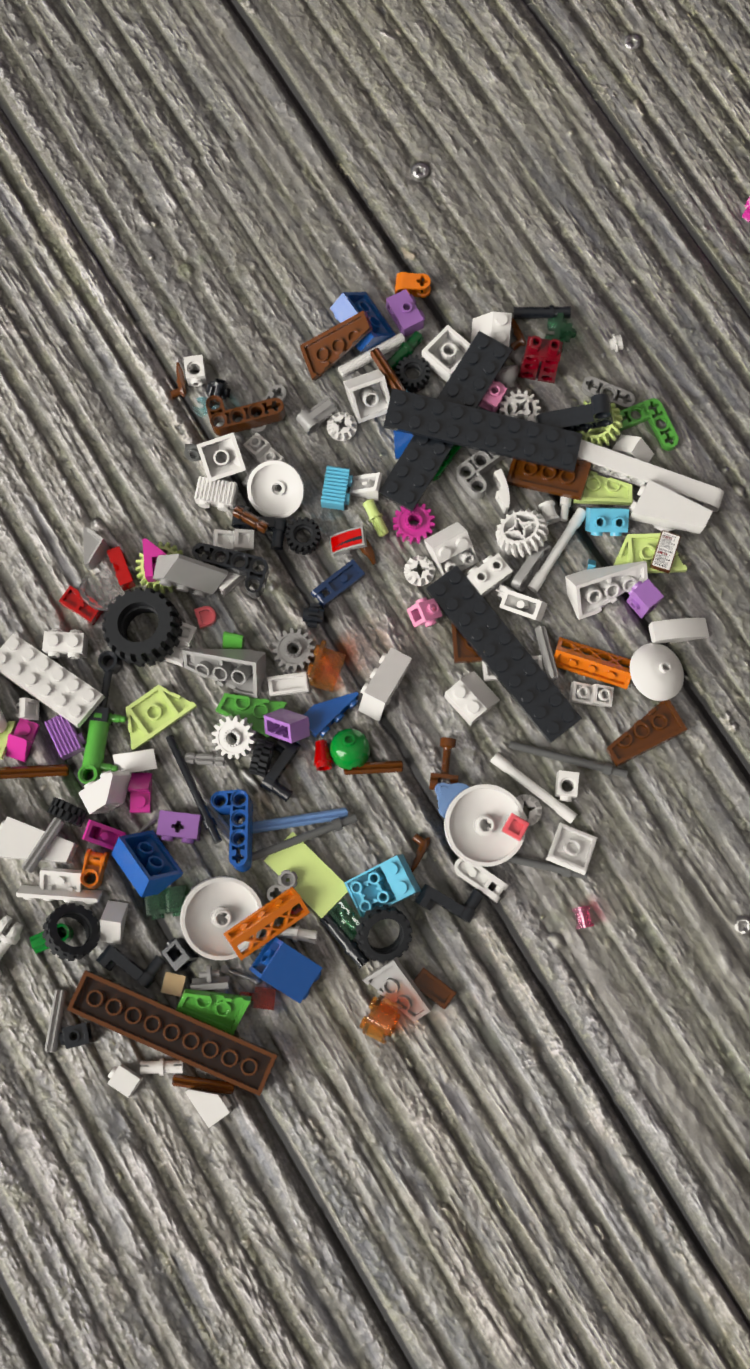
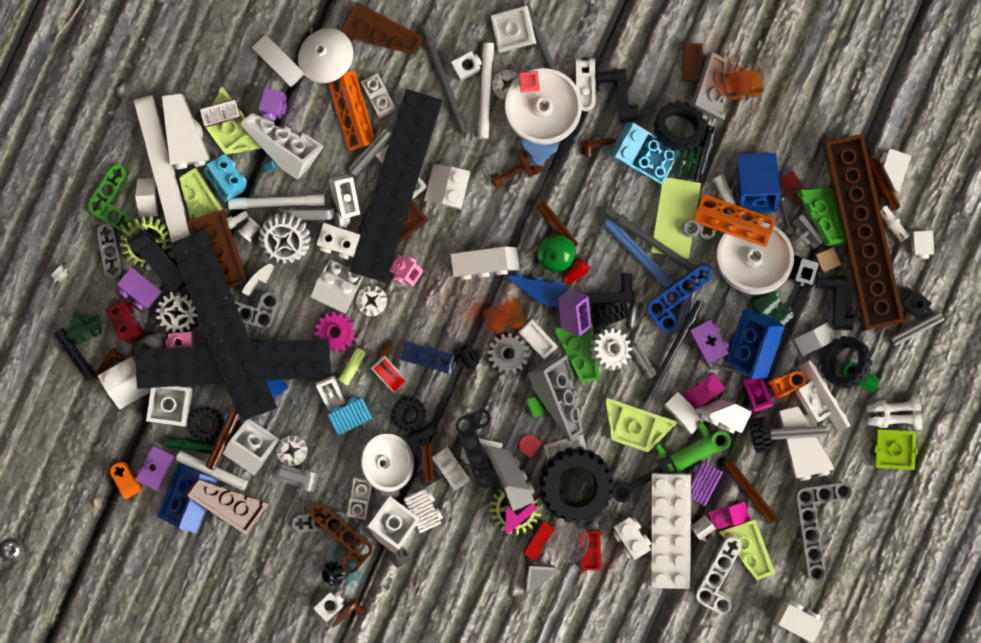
camera: 120 degrees left, 10 degrees up
(560, 391) = (137, 290): none -> medium lavender brick

